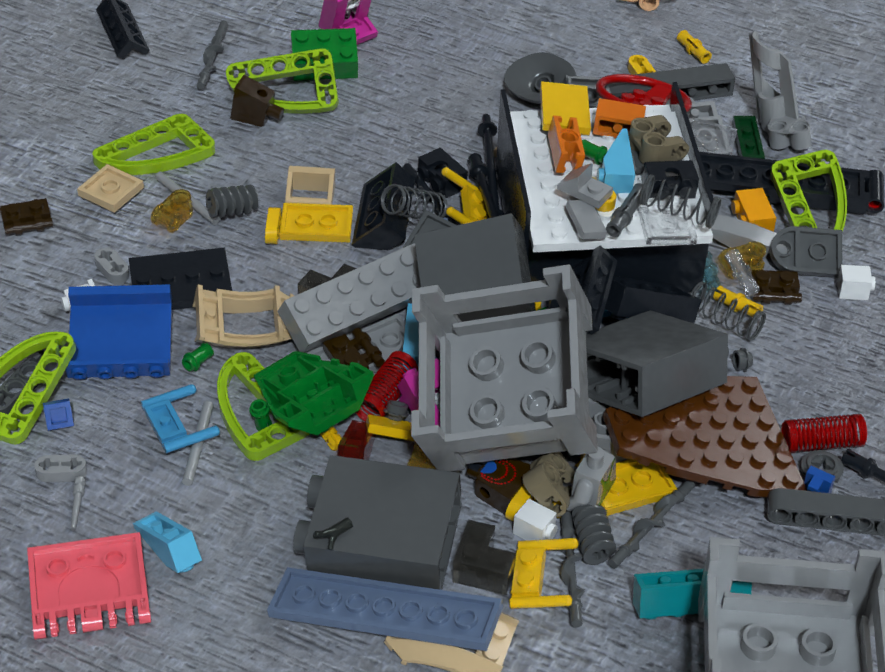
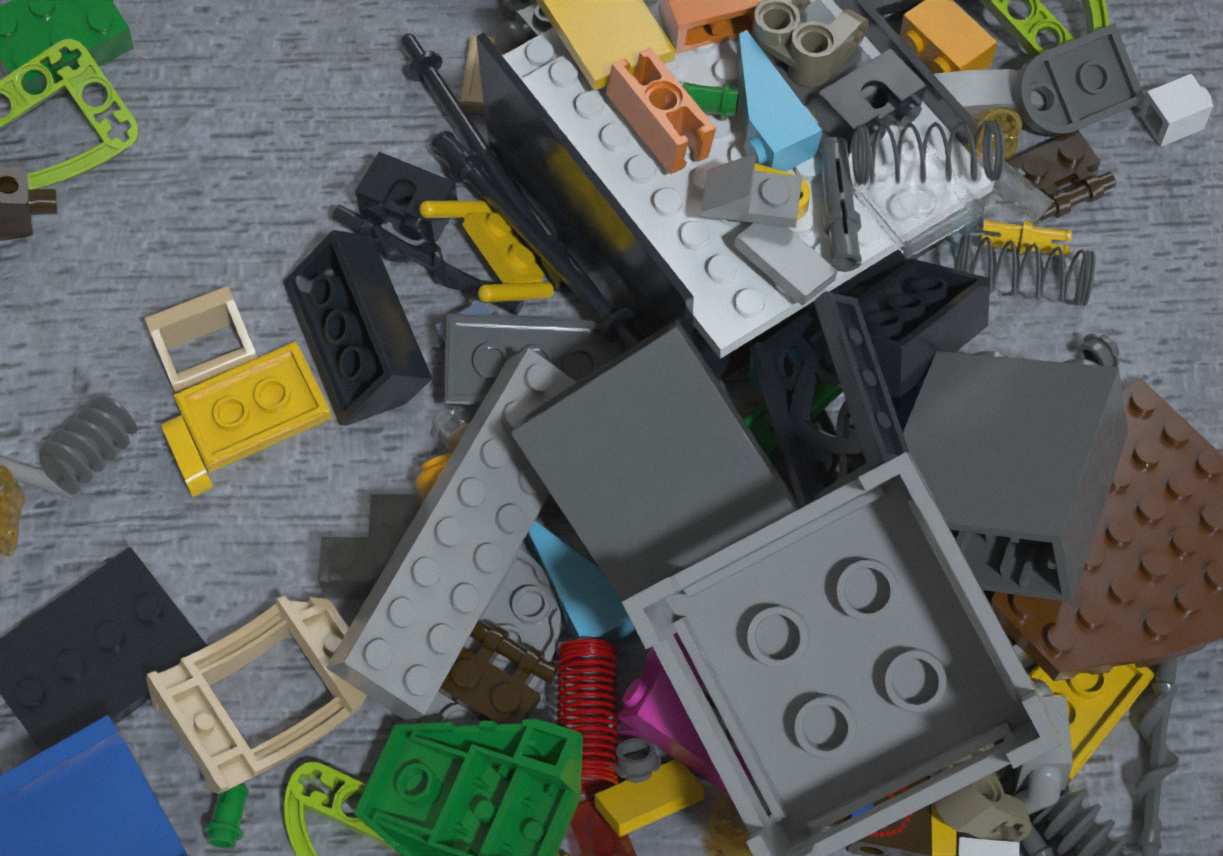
camera: 25 degrees left, 20 degrees up
(430, 194) = (388, 302): dark grey piece -> none

